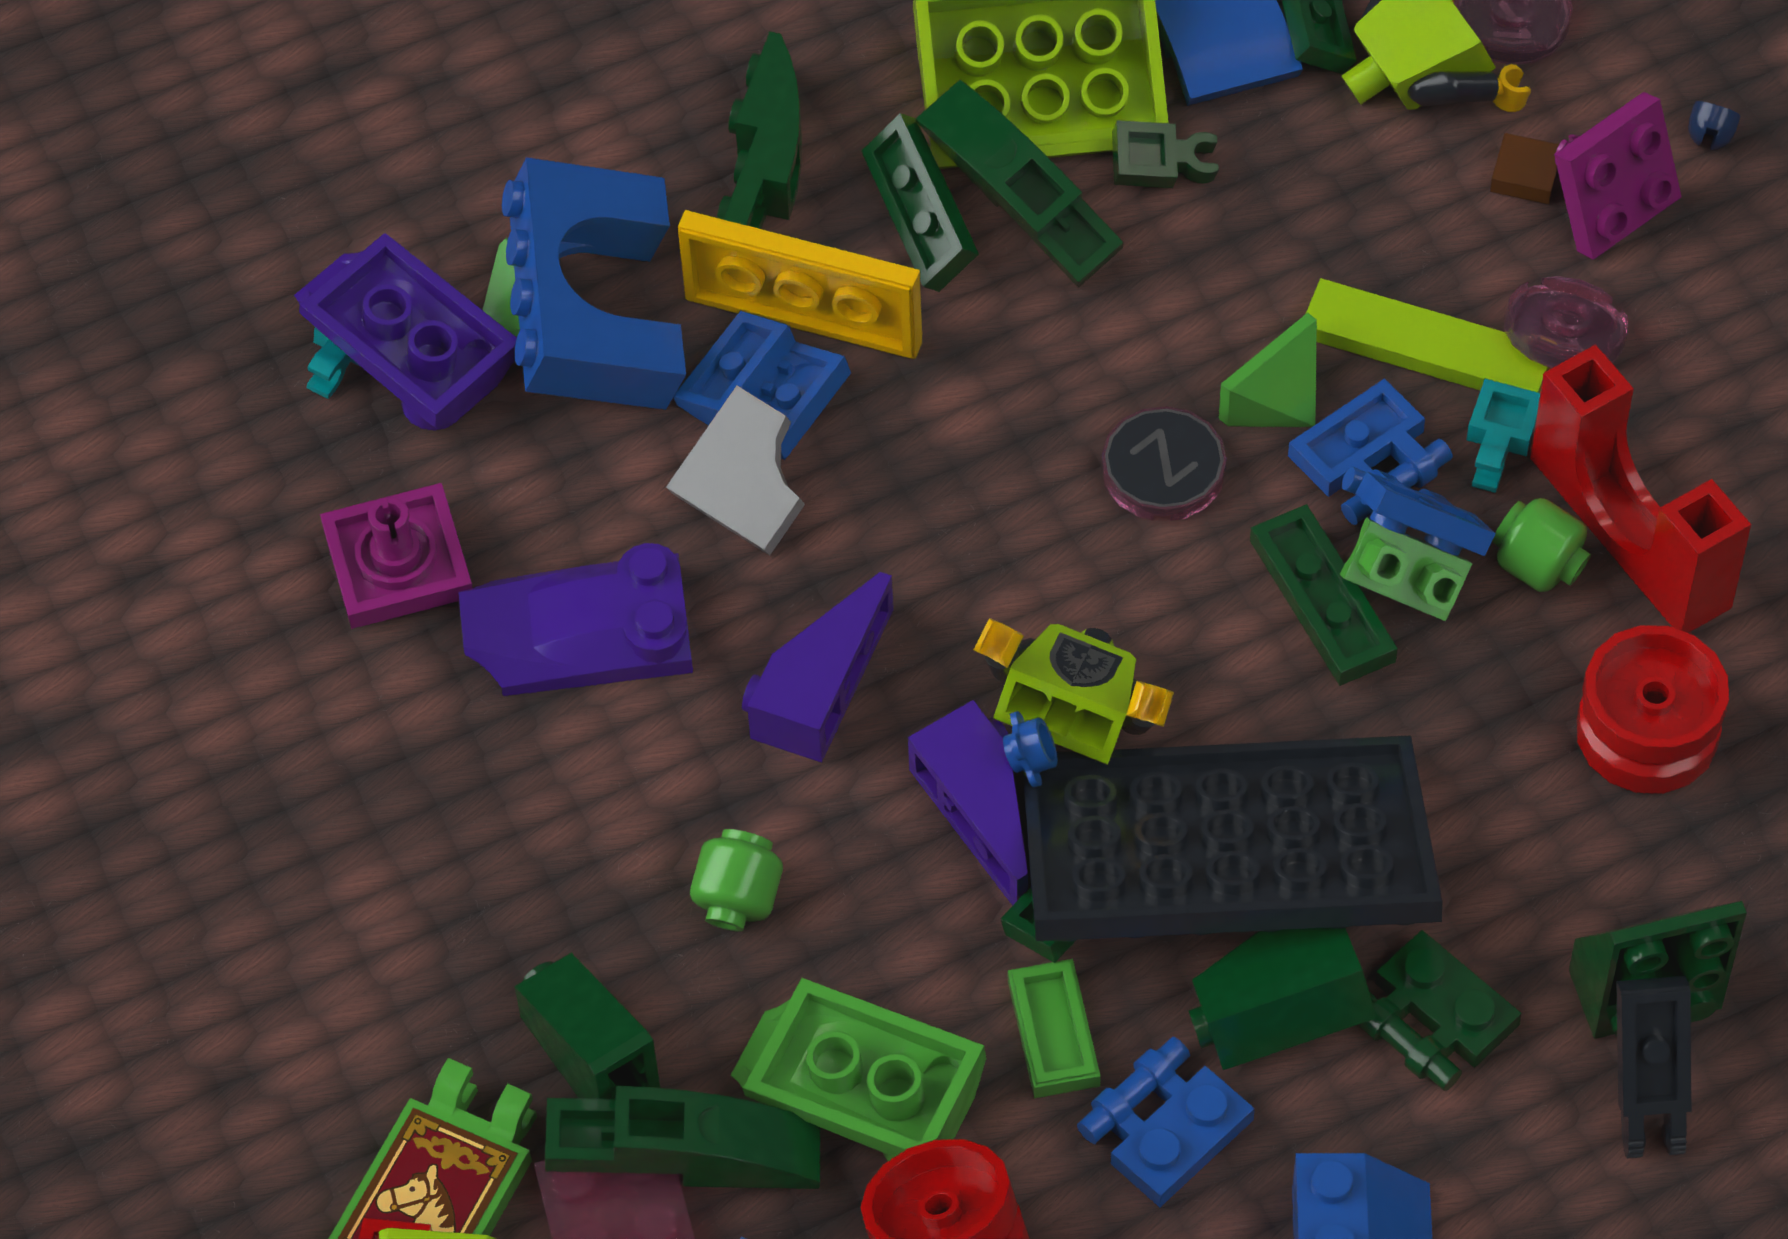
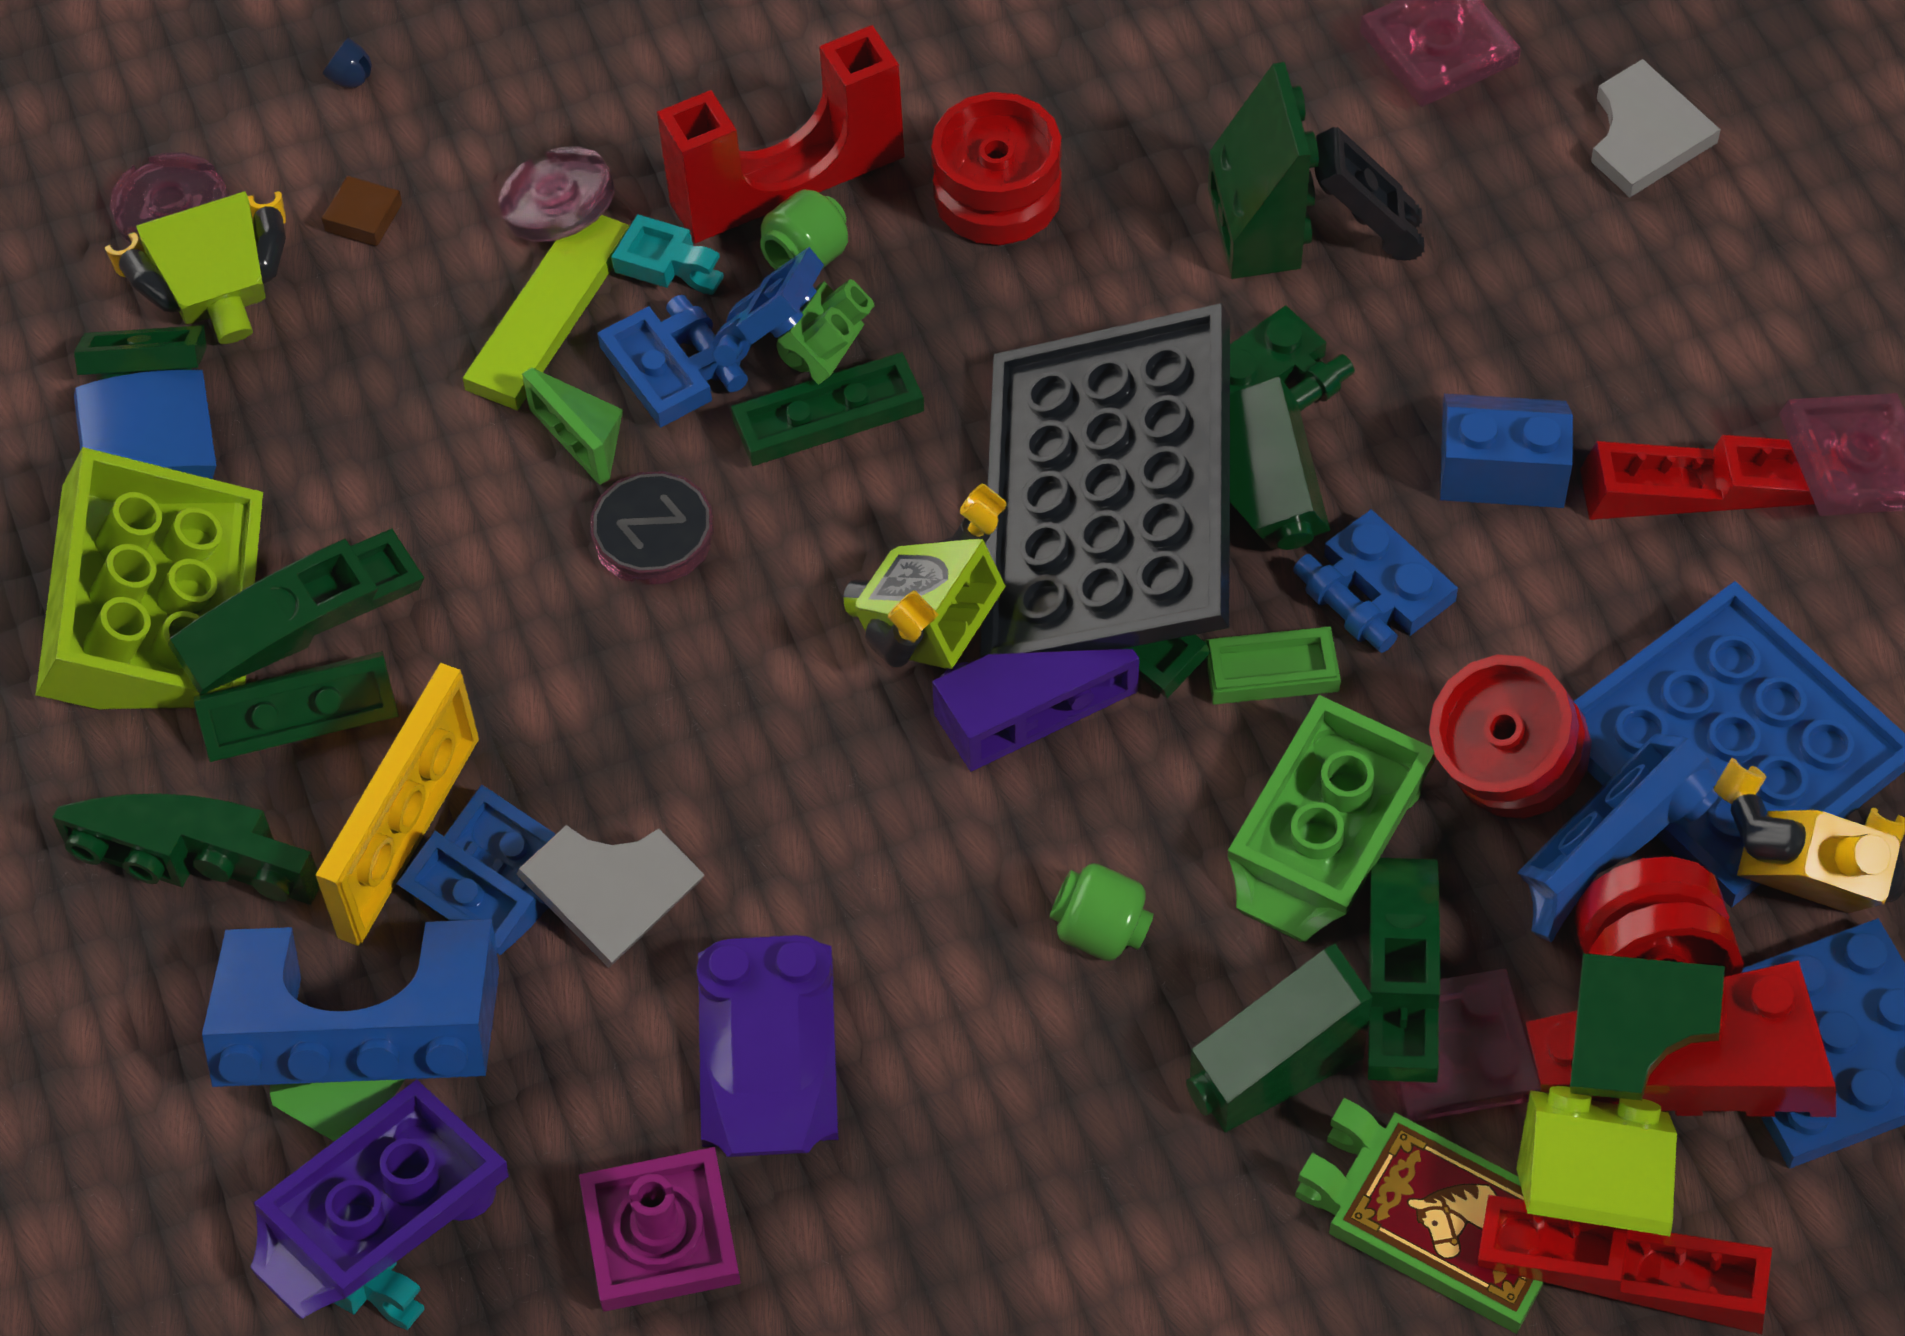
camera: 85 degrees left, 0 degrees up
(817, 673) = (875, 832): dark purple slope -> none
(1030, 747) = (996, 632): blue plate -> none
(1152, 156) = (282, 498): dark green plate -> none
(1617, 175) = (408, 124): magenta plate -> none

